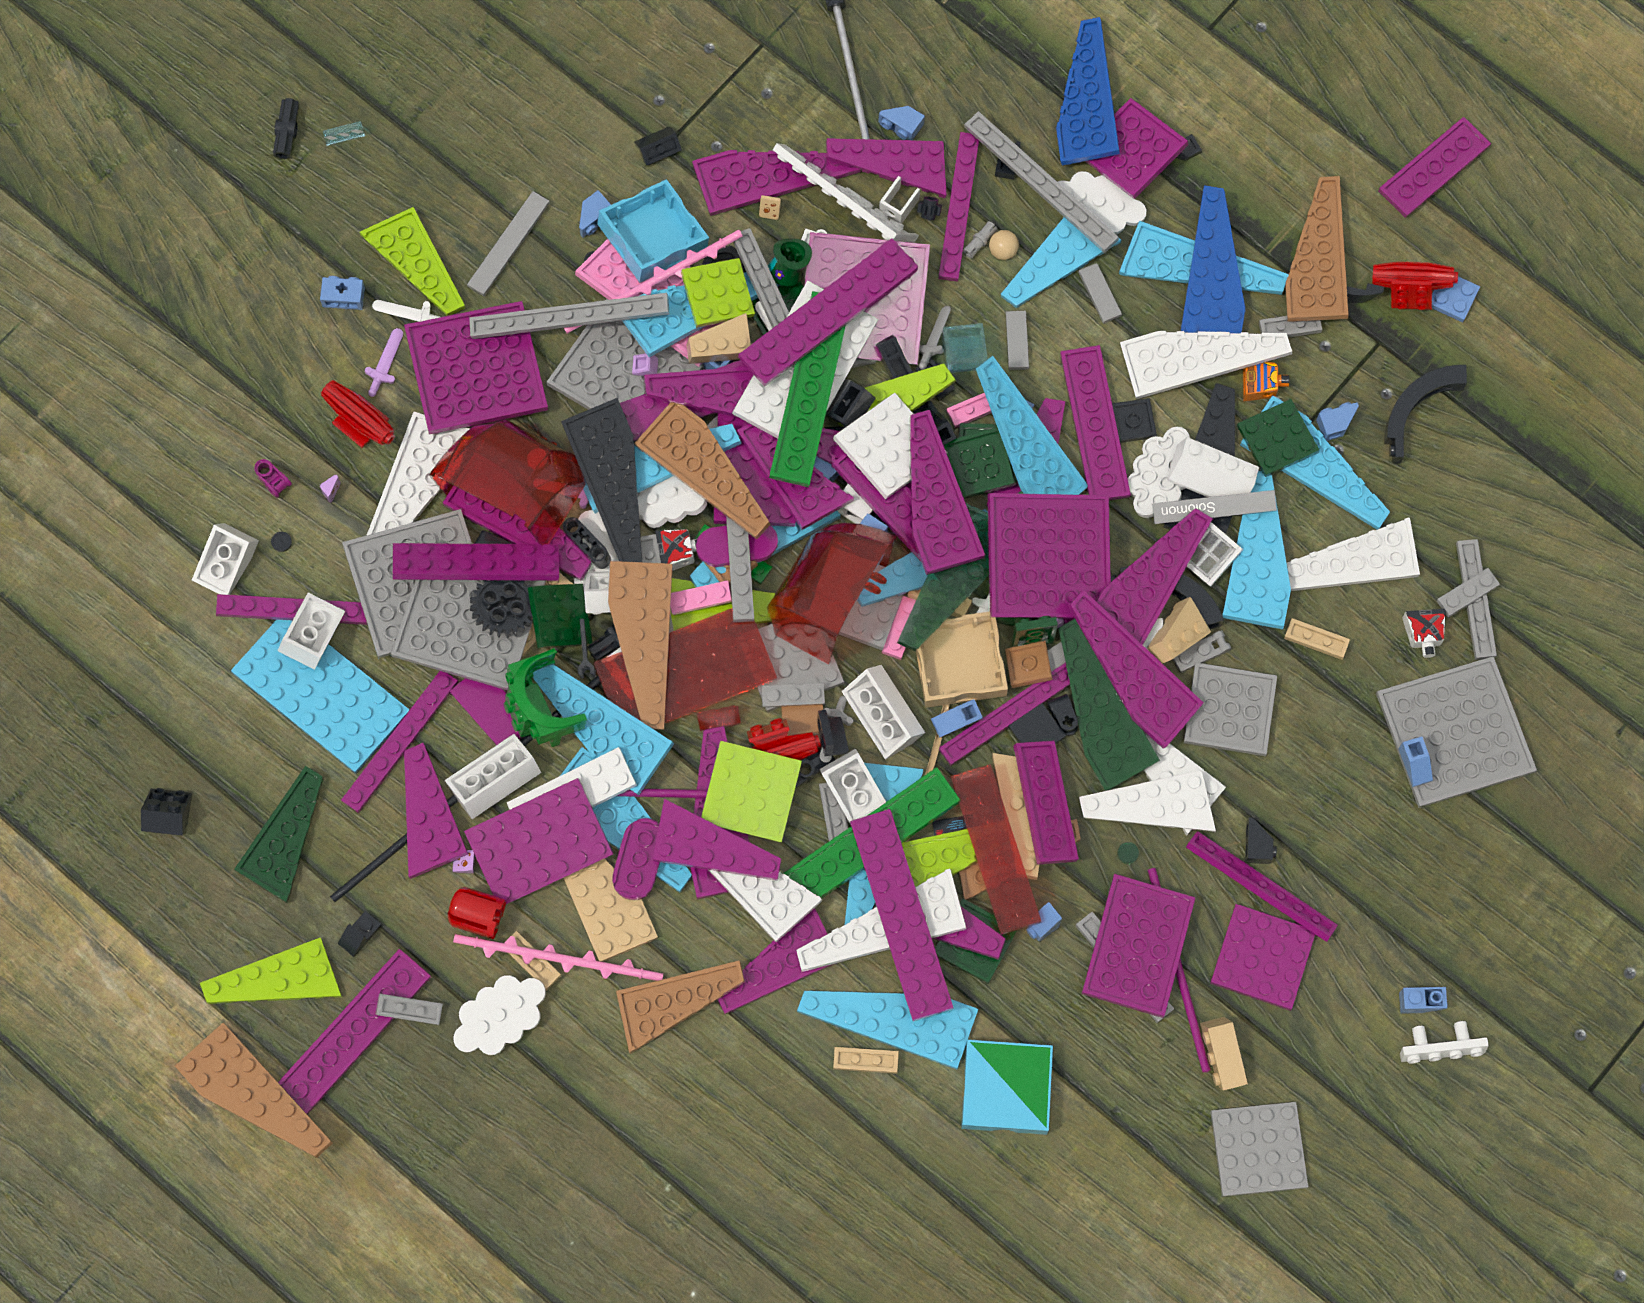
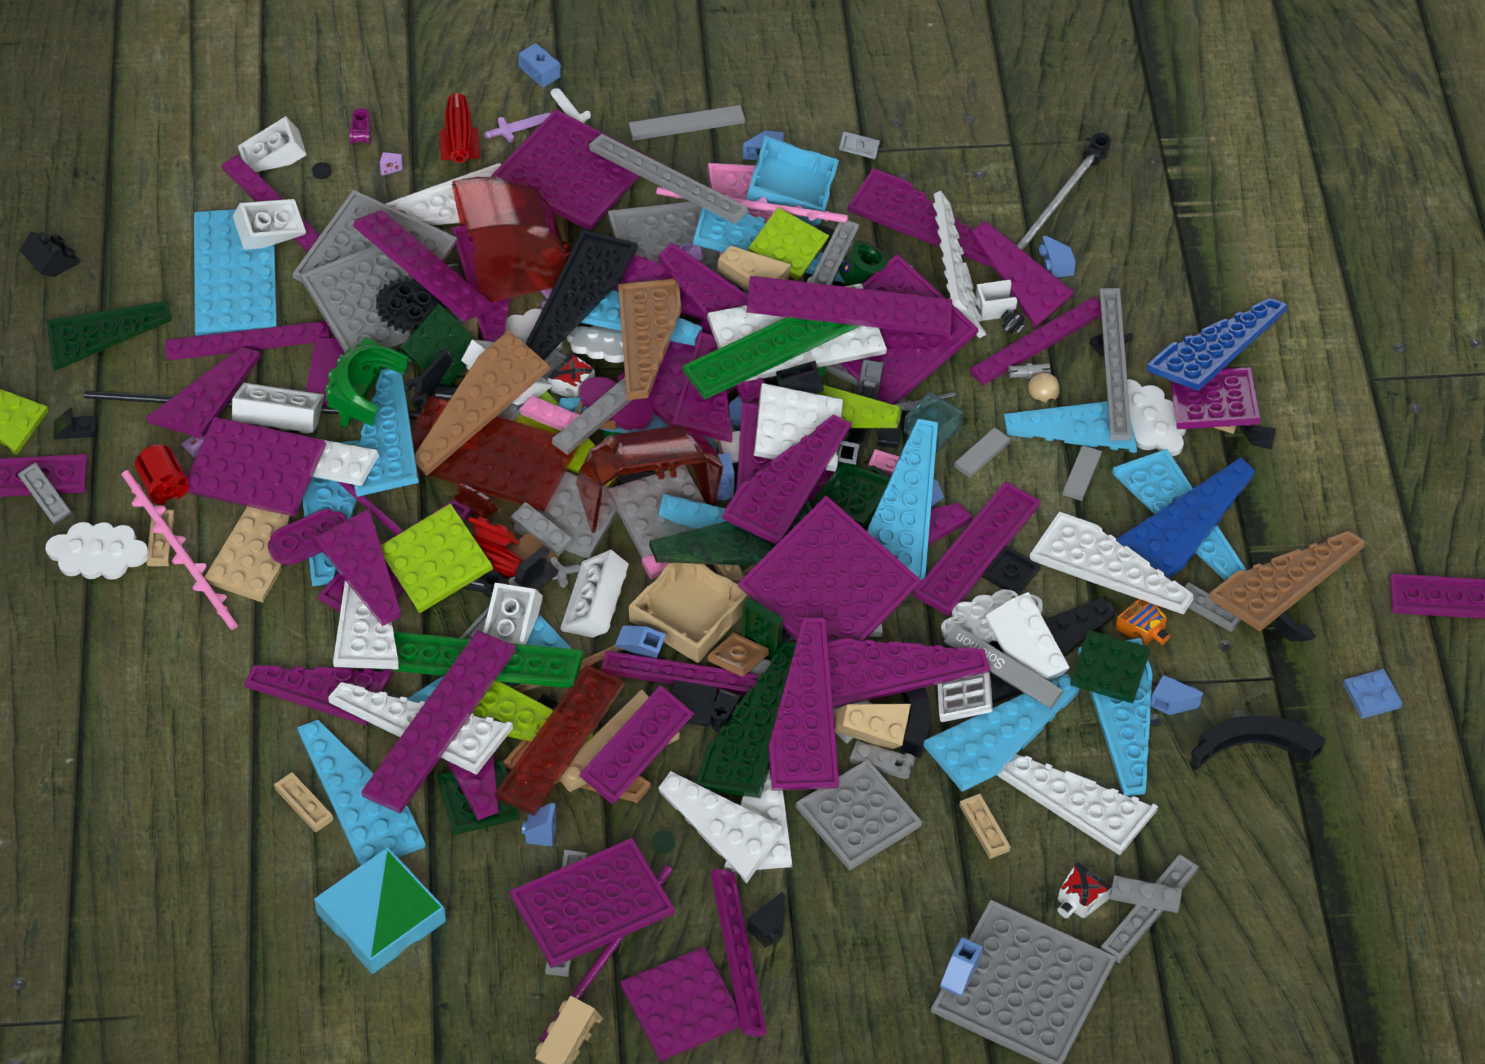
camera: 45 degrees right, 20 degrees down
(409, 249) = (614, 79): lime wing -> none
(597, 547) = (515, 316): black beam -> none
(662, 1004) = (214, 640): medium nougat wing -> none
(770, 207) = (896, 236): tan slope -> none
(1413, 282) = (1341, 649): red plate -> none

